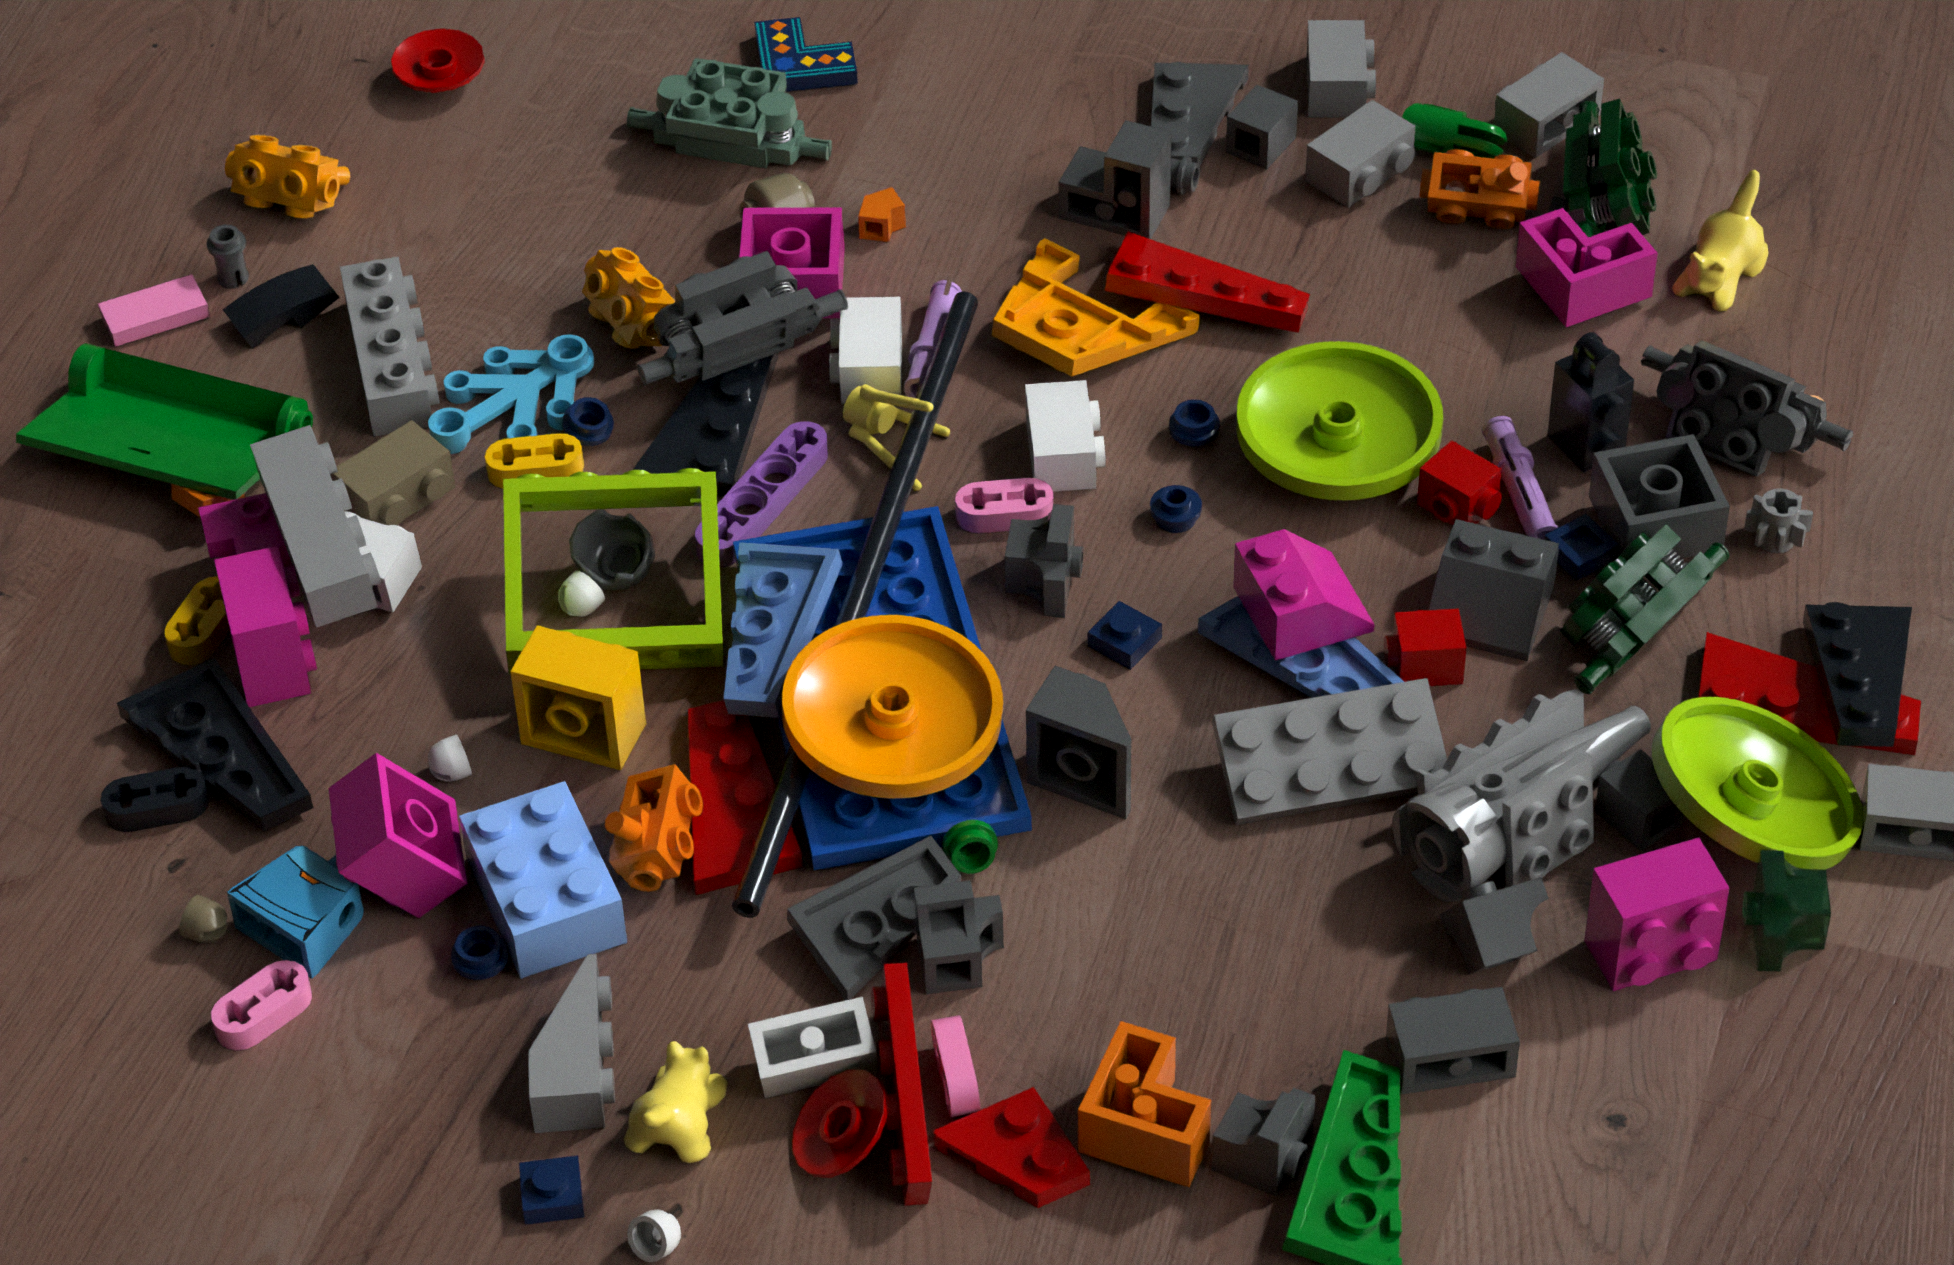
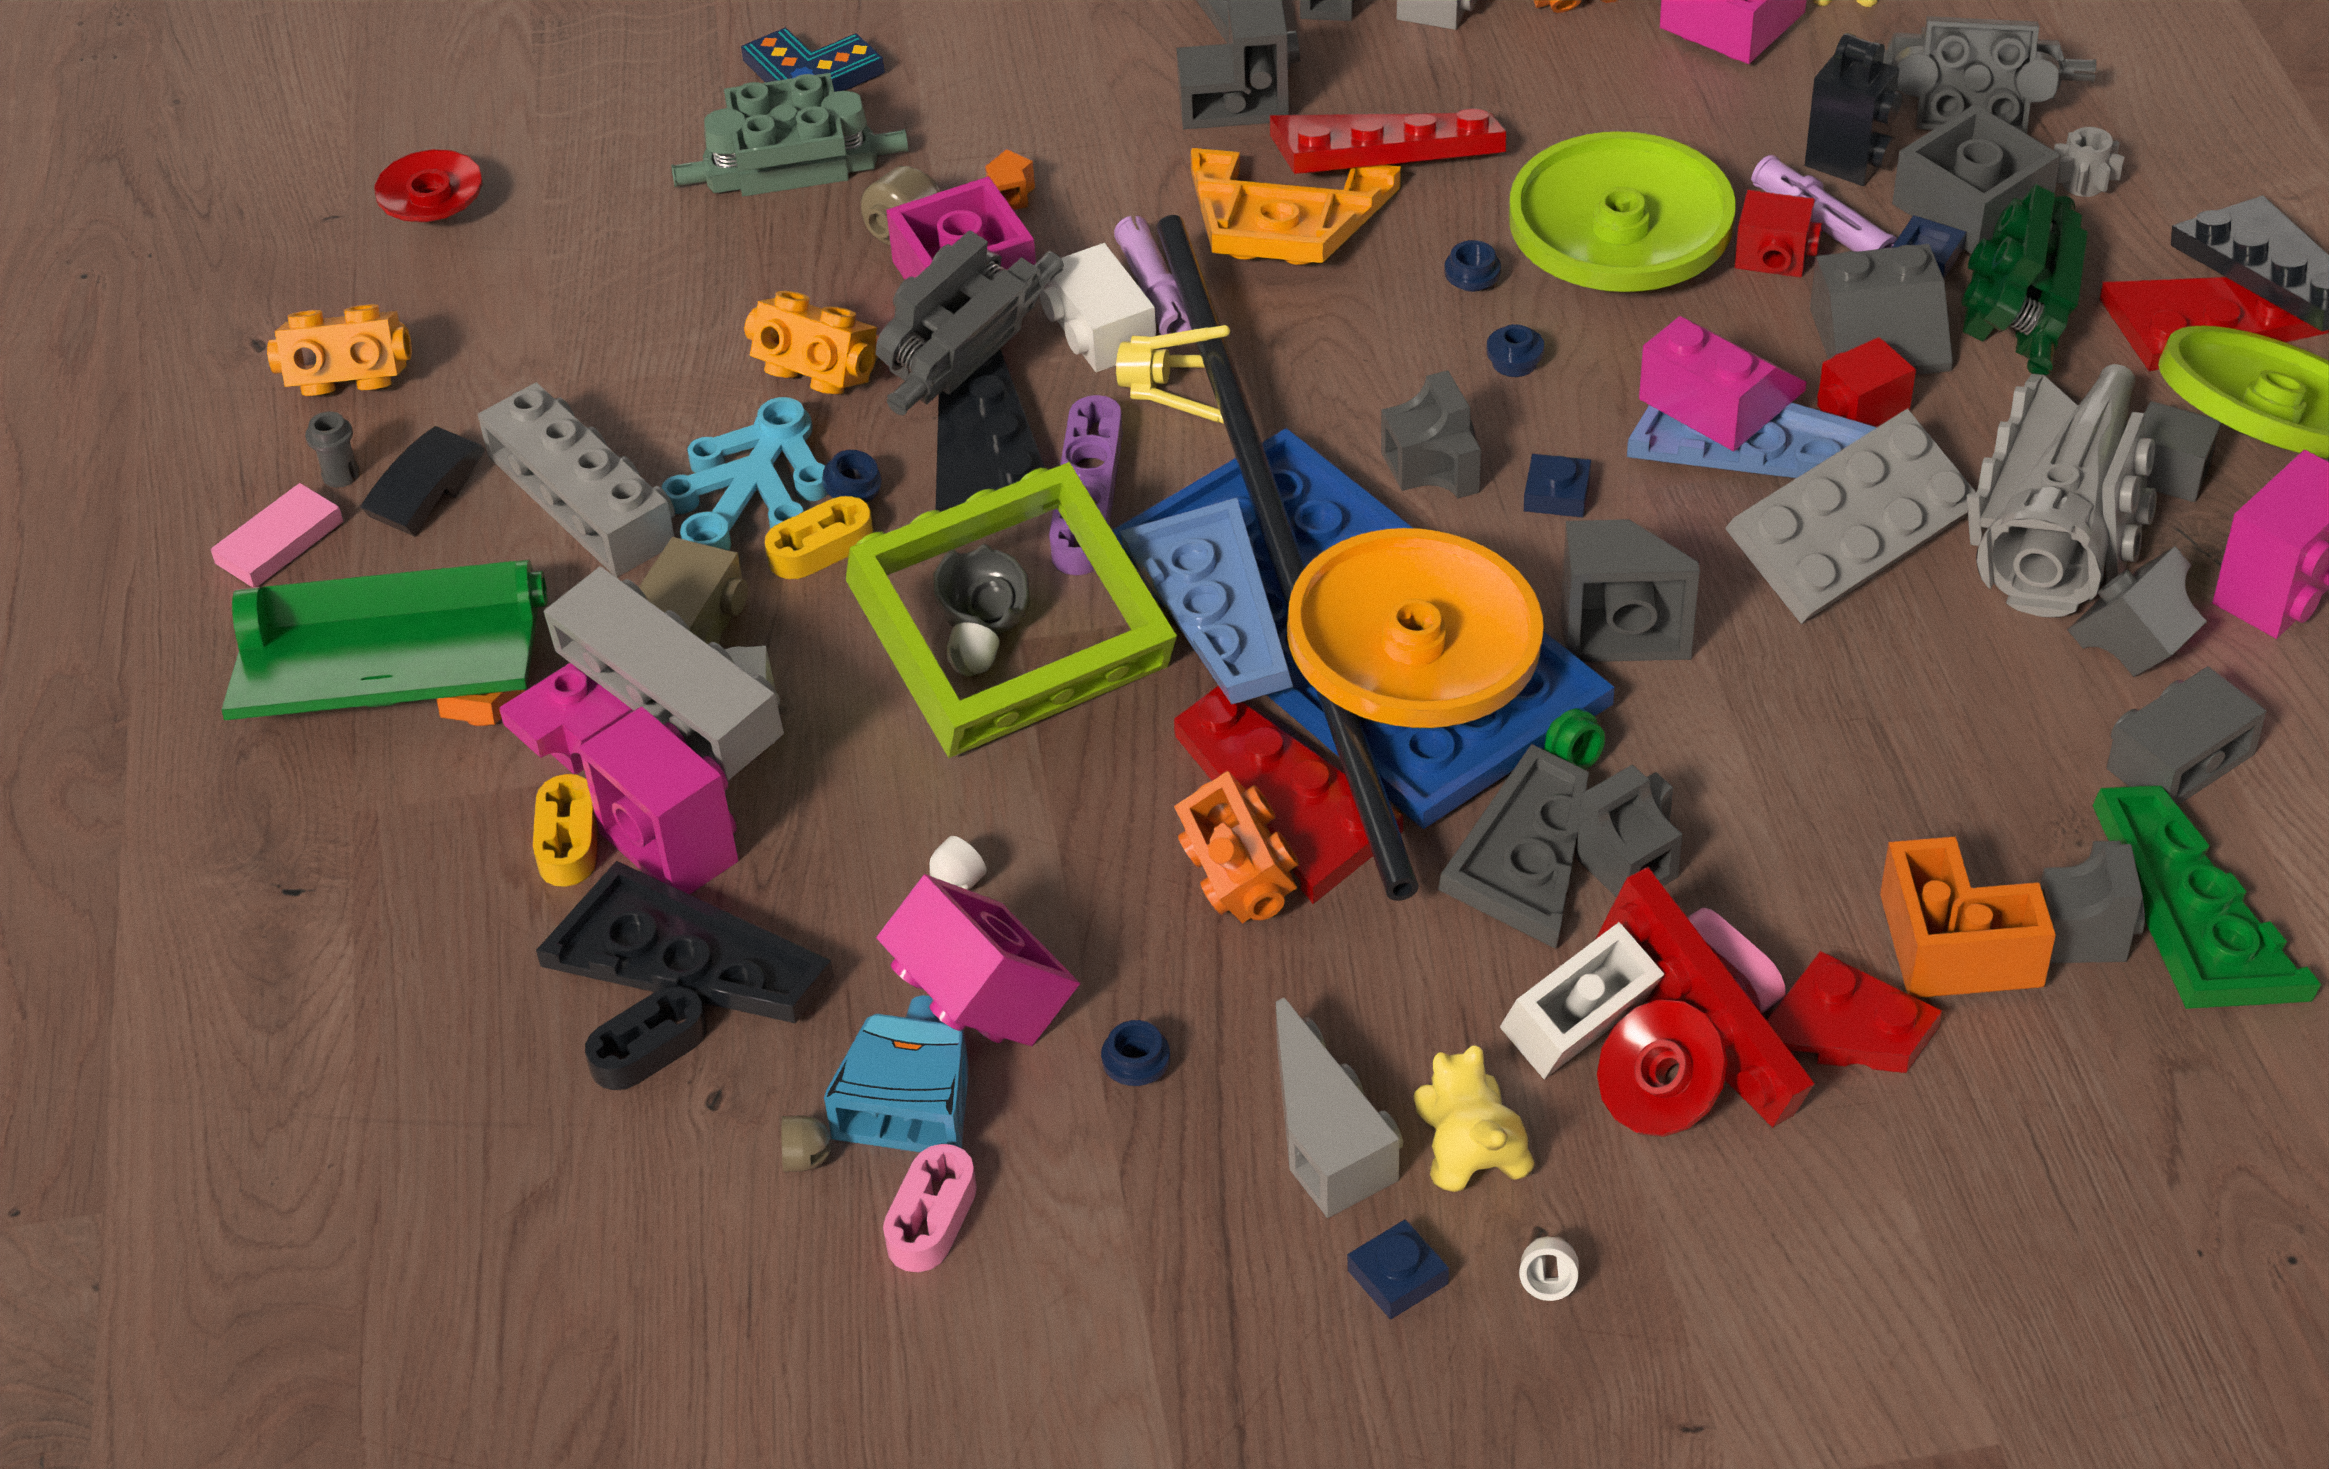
camera: 25 degrees left, 0 degrees up
(543, 879) = (1158, 946): light blue brick -> none
(578, 697) = (1067, 745): yellow brick -> none
(1001, 503) = (1342, 407): bright pink beam -> none
(1062, 435) = (1356, 321): white brick -> none

